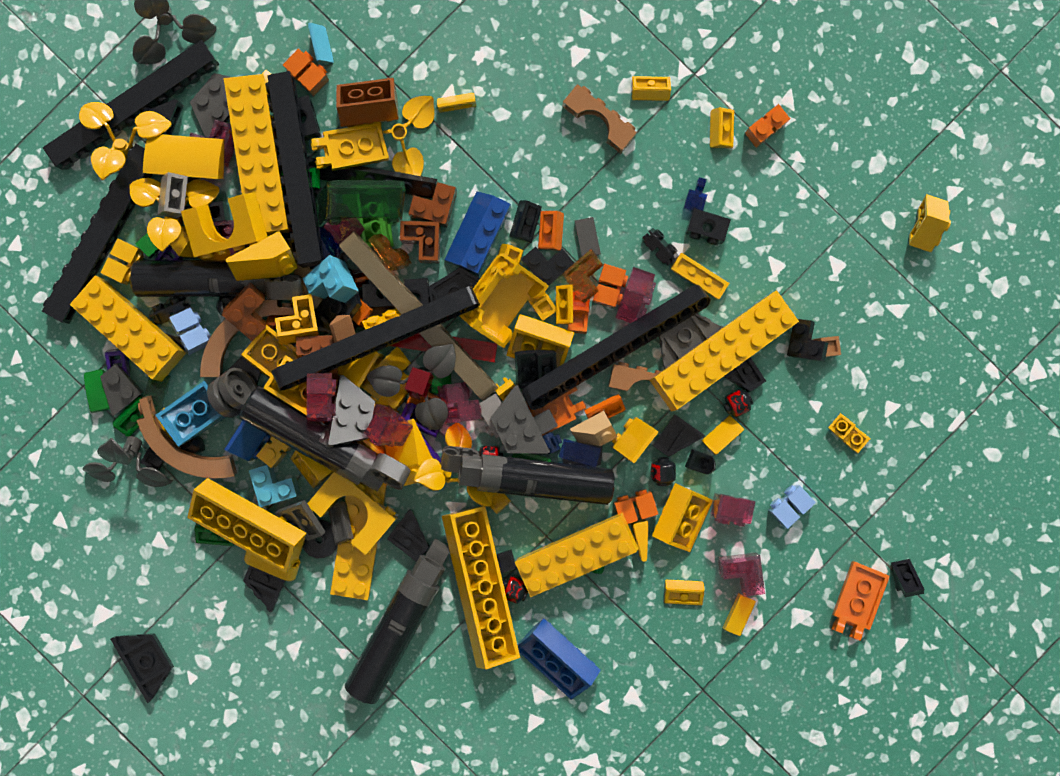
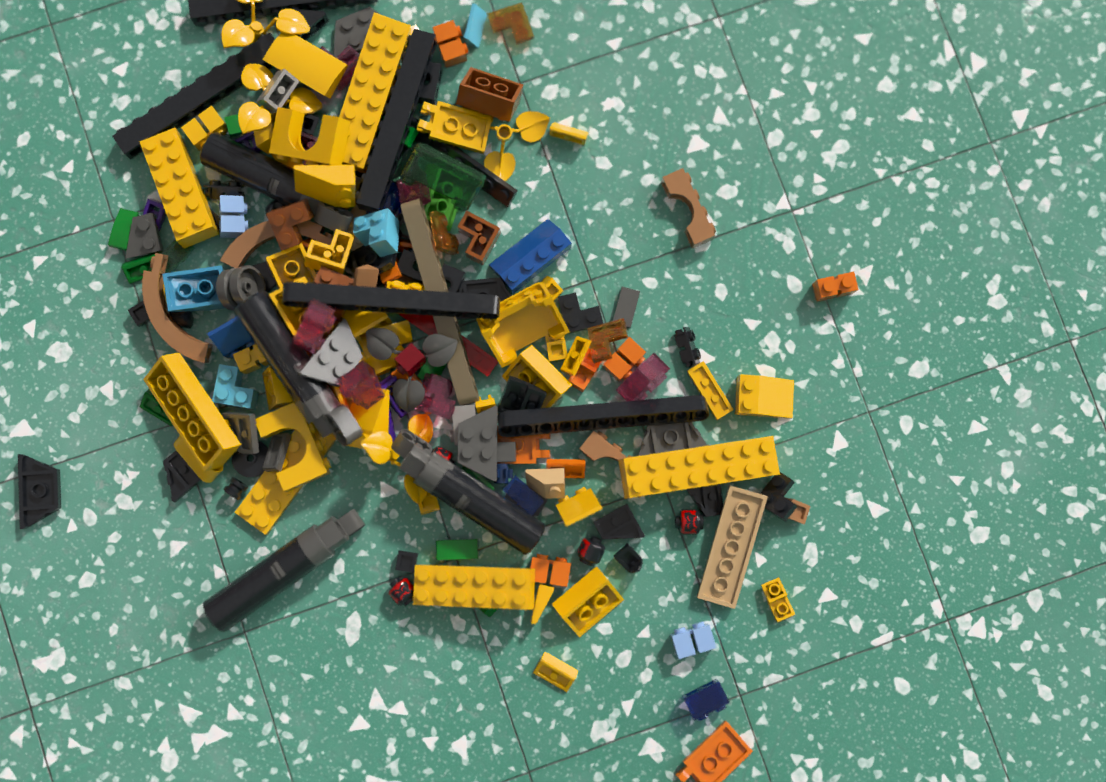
camera: 20 degrees right, 5 degrees down
(113, 452) = (108, 288): dark grey plant -> none
(320, 572) = (235, 488): none -> black wheel
(351, 19) = (514, 18): none -> clear orange plate
(409, 536) = (332, 495): black wing -> none
(438, 208) = (506, 216): dark orange brick -> none
(480, 587) = (372, 573): yellow brick -> none
(525, 221) = (578, 266): black slope -> none
(543, 529) = (456, 549): none -> green slope
(551, 230) = (596, 285): orange slope -> none
(558, 659) = (410, 675): blue slope -> none
(651, 88) = (747, 204): yellow slope -> none
(696, 198) = (739, 320): clear blue plate -> none
(718, 224) = (749, 351): black brick -> none
(721, 128) = (793, 269): yellow slope -> none
(722, 435) = (661, 544): yellow slope -> none
(733, 509) = (636, 615): clear pink brick -> none
(739, 614) = (596, 718): yellow slope -> none
(745, 567) = (624, 677): clear pink brick -> none
(750, 257) = (764, 396): none -> yellow slope
(786, 406) = (732, 546): none -> tan plate
(827, 552) = (705, 700): none -> clear blue brick
(906, 578) = (767, 761): black slope -> none
(931, 223) = (941, 445): yellow brick -> none

